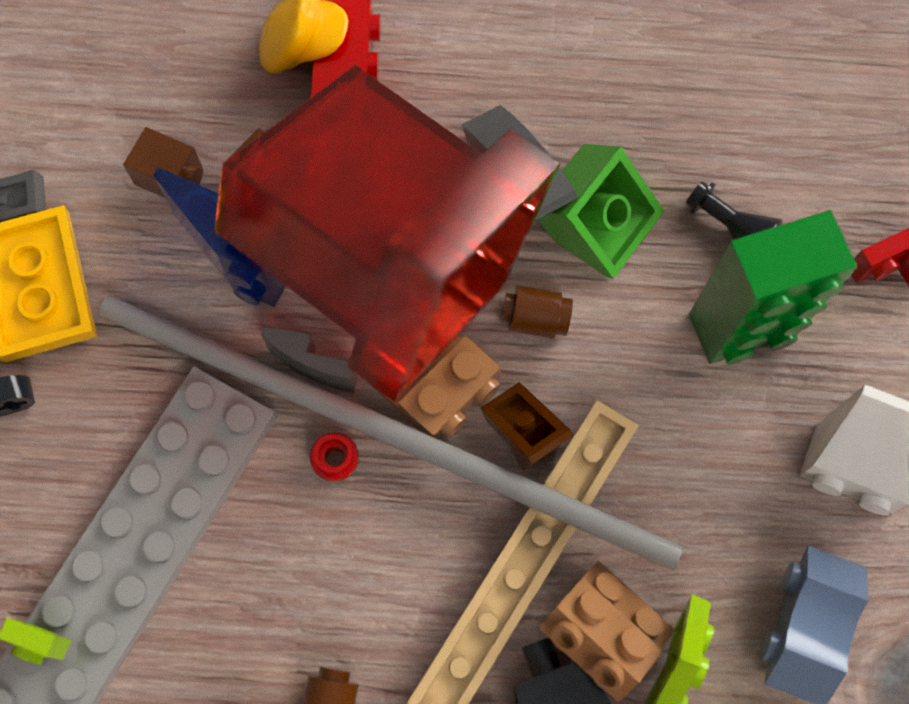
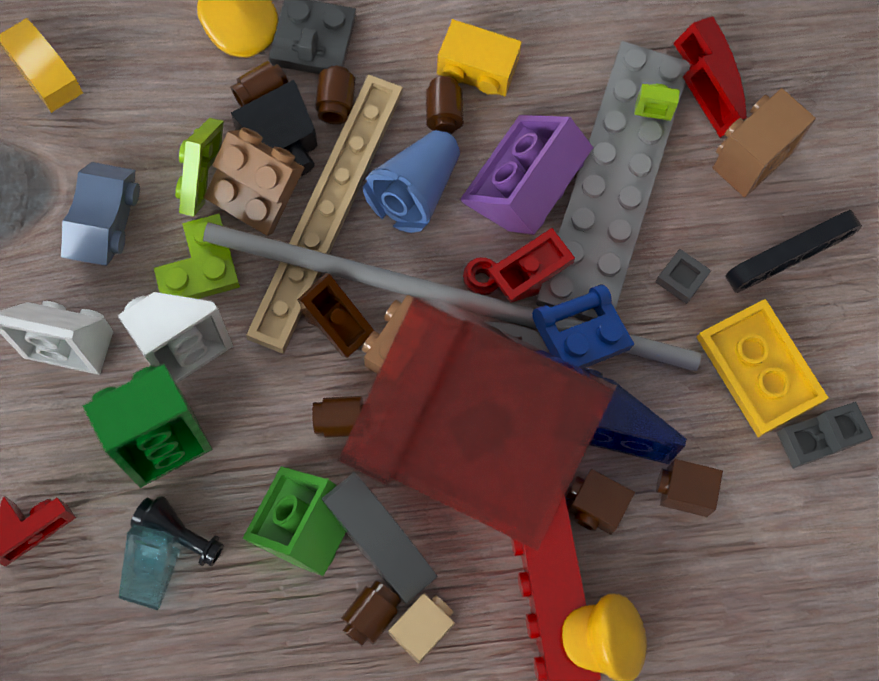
camera: 165 degrees right, 0 degrees up
(86, 408) = (683, 276): none -> dark grey plate
(227, 331) = (588, 341): none -> blue plate
(239, 585) = (528, 172): none -> medium lavender slope
(271, 438) = (531, 265): none -> red slope
(389, 595) = (413, 181): none -> medium blue cone
(487, 81) = (422, 626): none -> tan brick
(541, 103) = (370, 613): none -> reddish brown brick
(692, 524) = (206, 272): none -> lime plate
(735, 410) = (176, 331): none -> white slope
(770, 190) = (147, 566): none -> clear light blue slope

